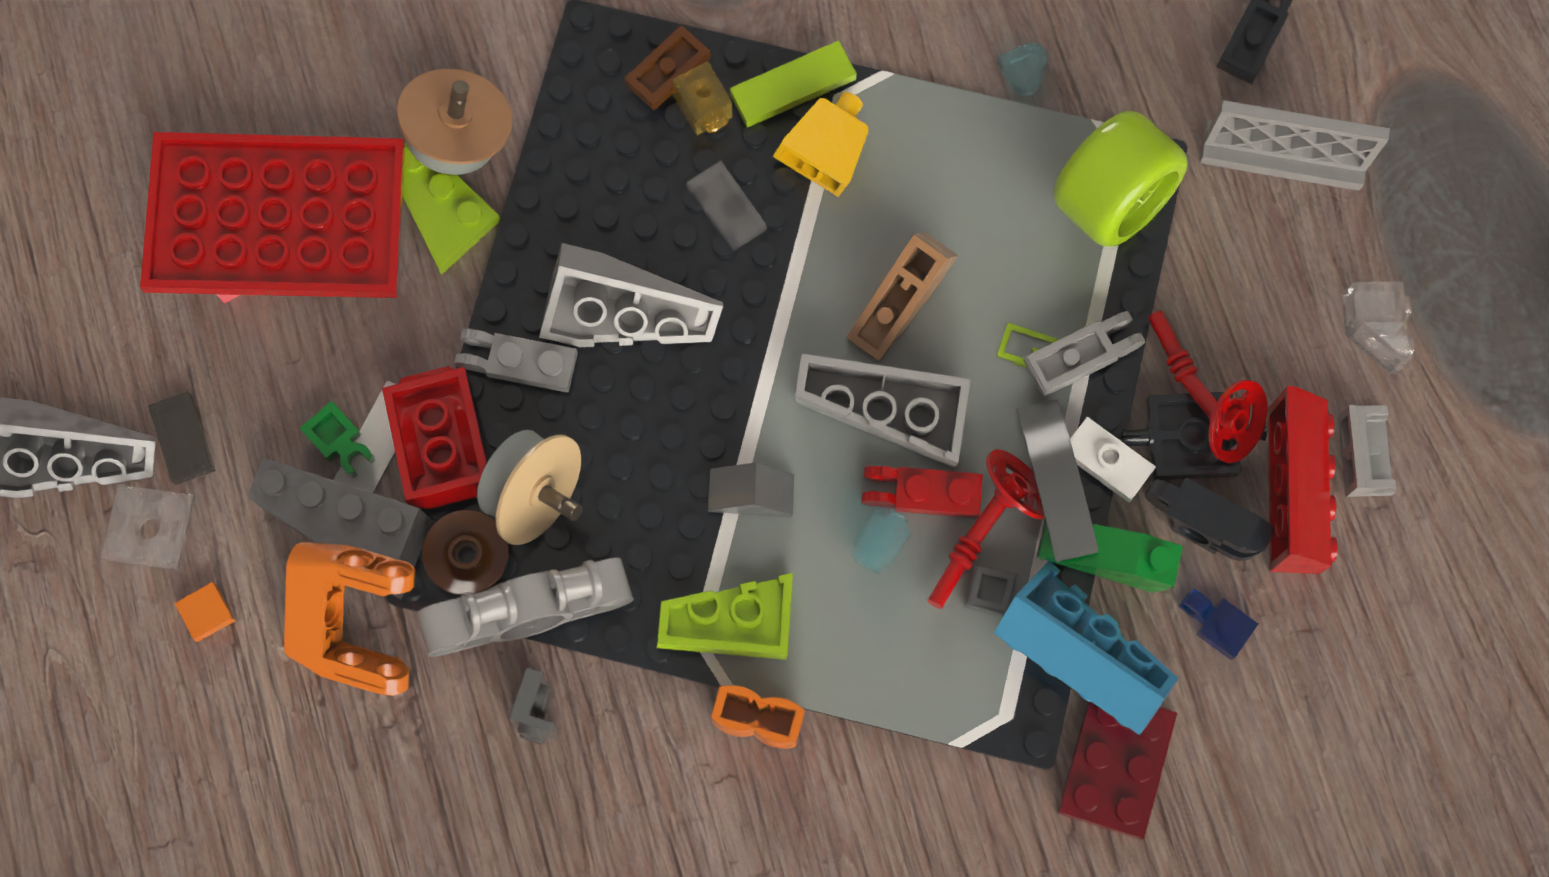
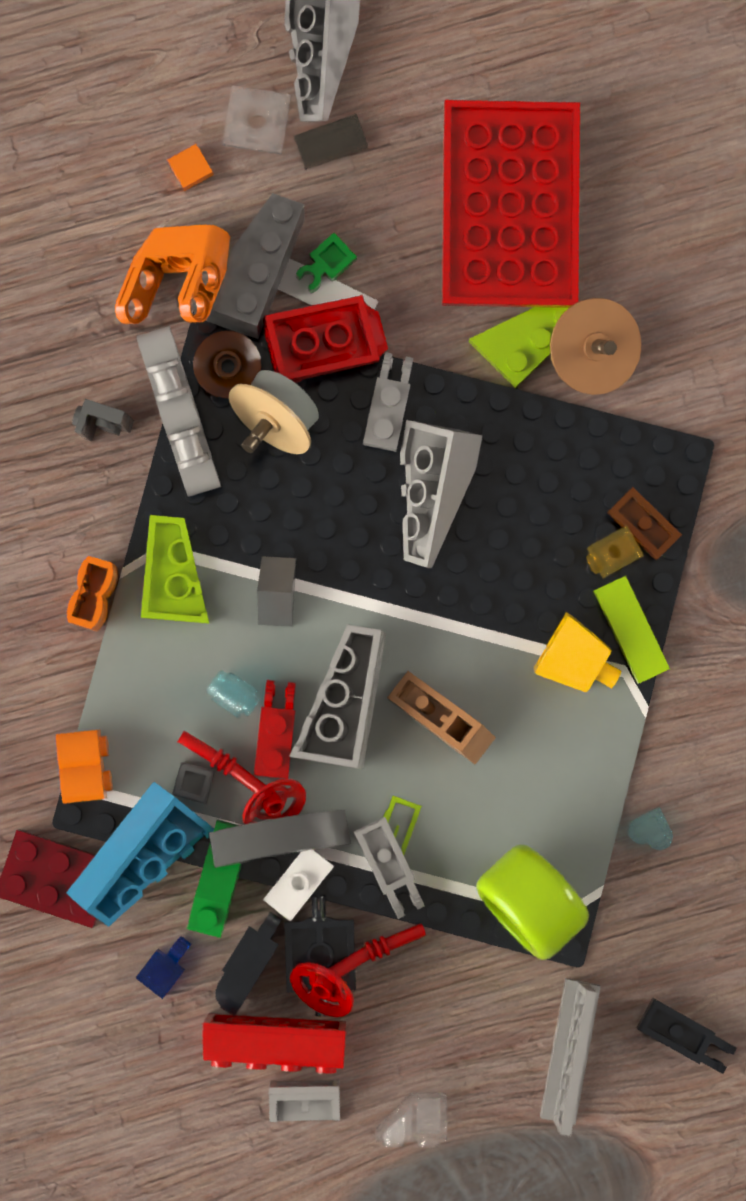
camera: 90 degrees right, 10 degrees up
(726, 206) = (522, 573): clear tile -> none
(976, 724) = (82, 766): none -> orange brick

